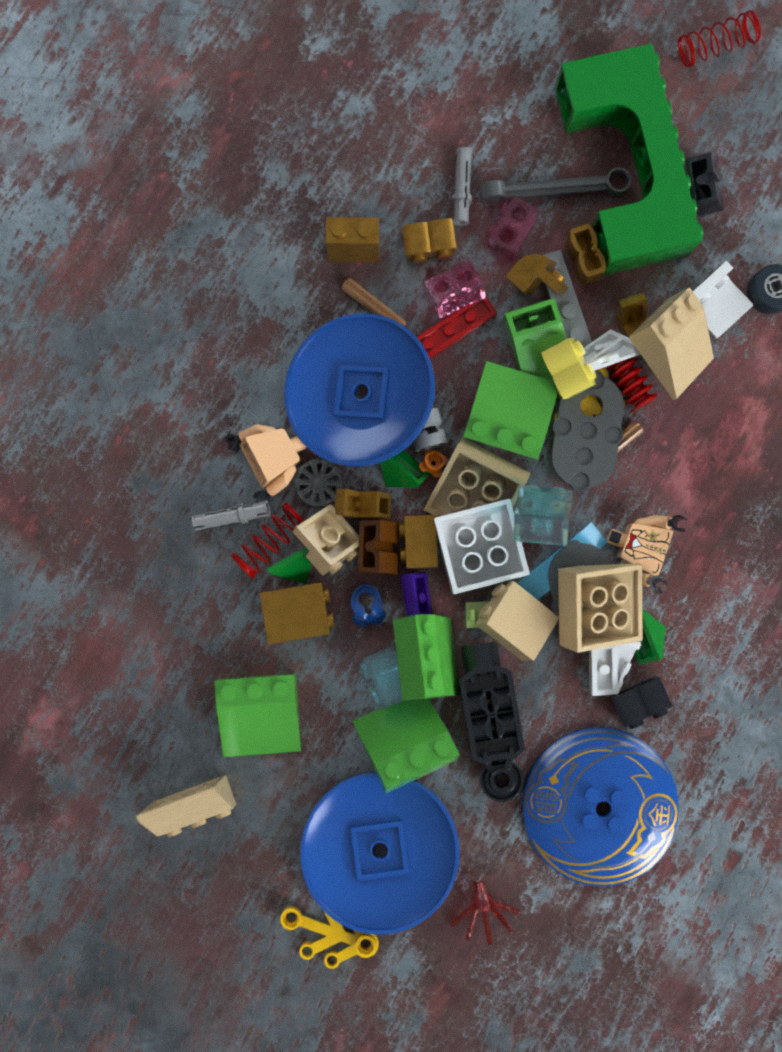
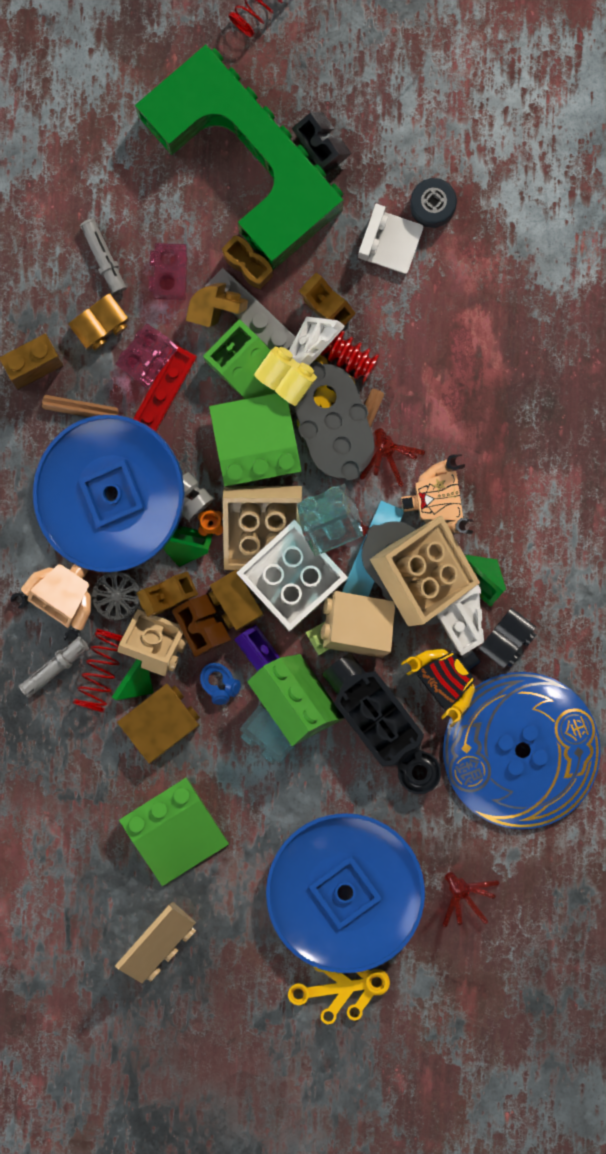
camera: 20 degrees left, 0 degrees up
(405, 742) = (316, 783): bright green slope -> none
(498, 191) = (140, 243): dark grey piece -> none
(568, 710) = (446, 678): none -> torso
(620, 478) = (385, 448): none -> clear red plant
(675, 342) = (369, 301): tan slope -> none

